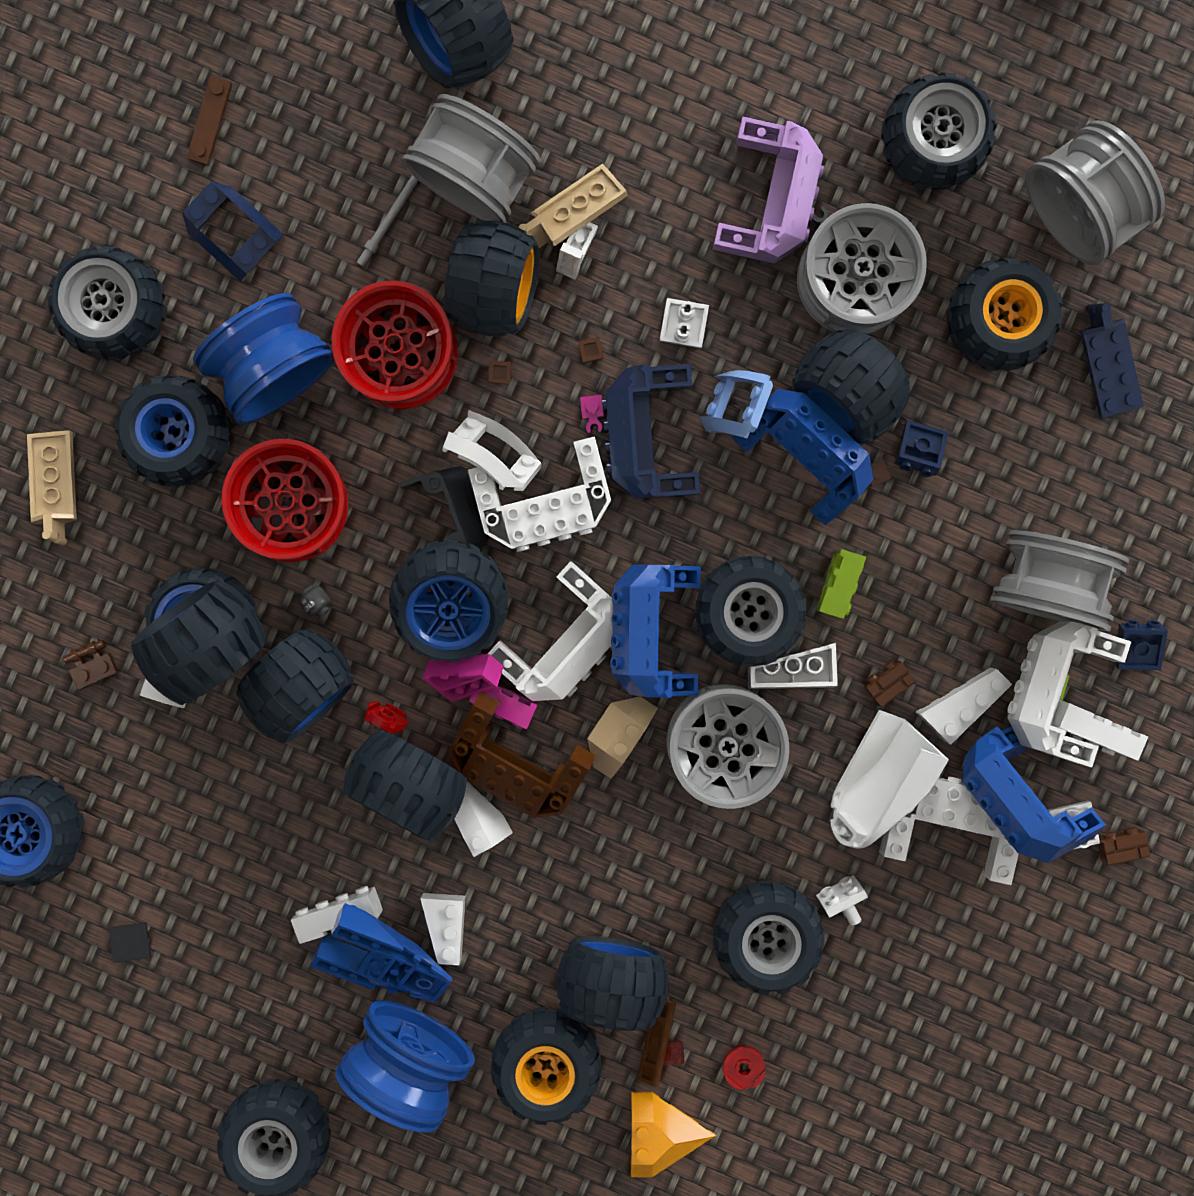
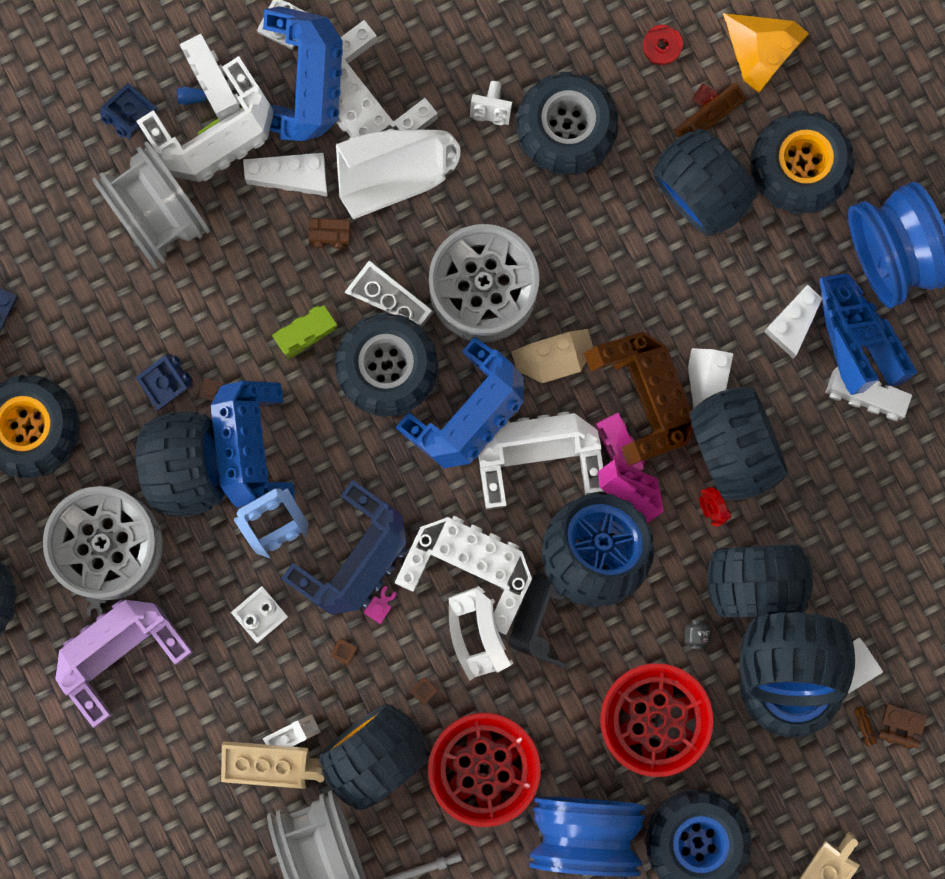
camera: 145 degrees left, 5 degrees down
(117, 638) = (865, 726): none -> reddish brown axle
(1099, 701) = (190, 95): none -> blue cone

